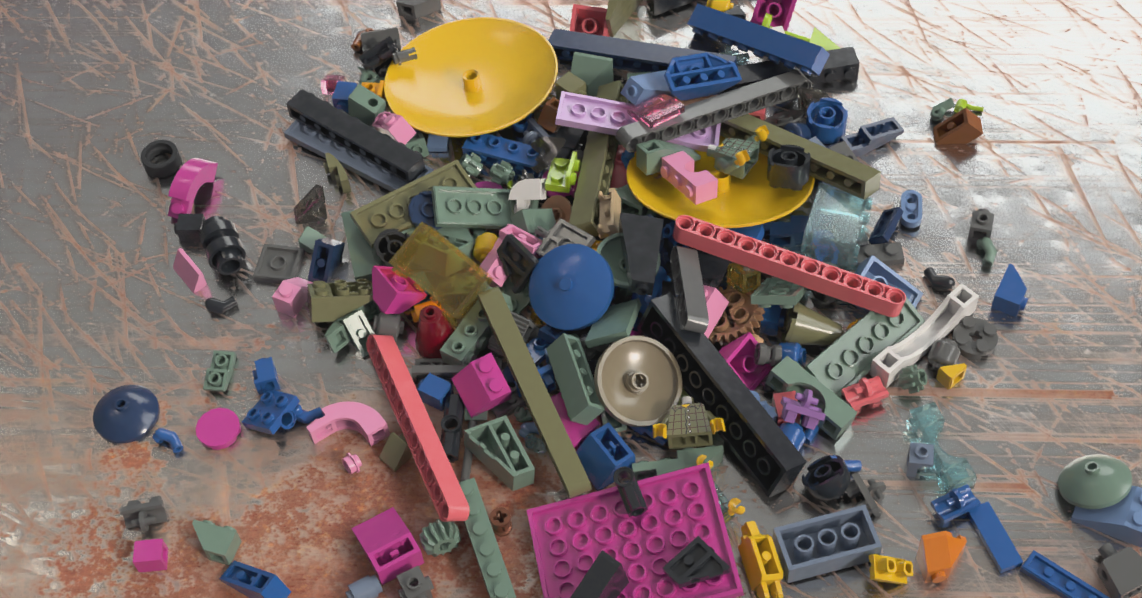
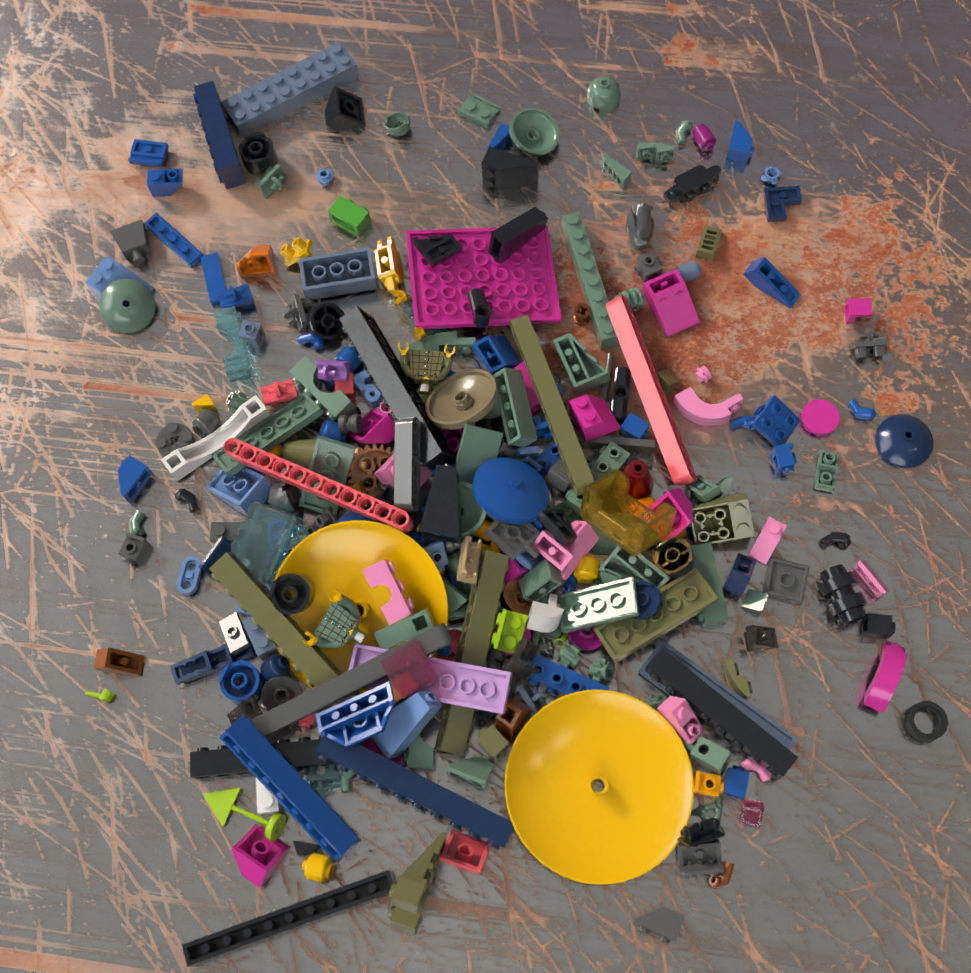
camera: 175 degrees left, 15 degrees up
(217, 542) = (808, 318): sand green slope -> none
(403, 56) = (672, 822): dark grey pin -> none
(939, 110) = (128, 693): sand green arm -> none

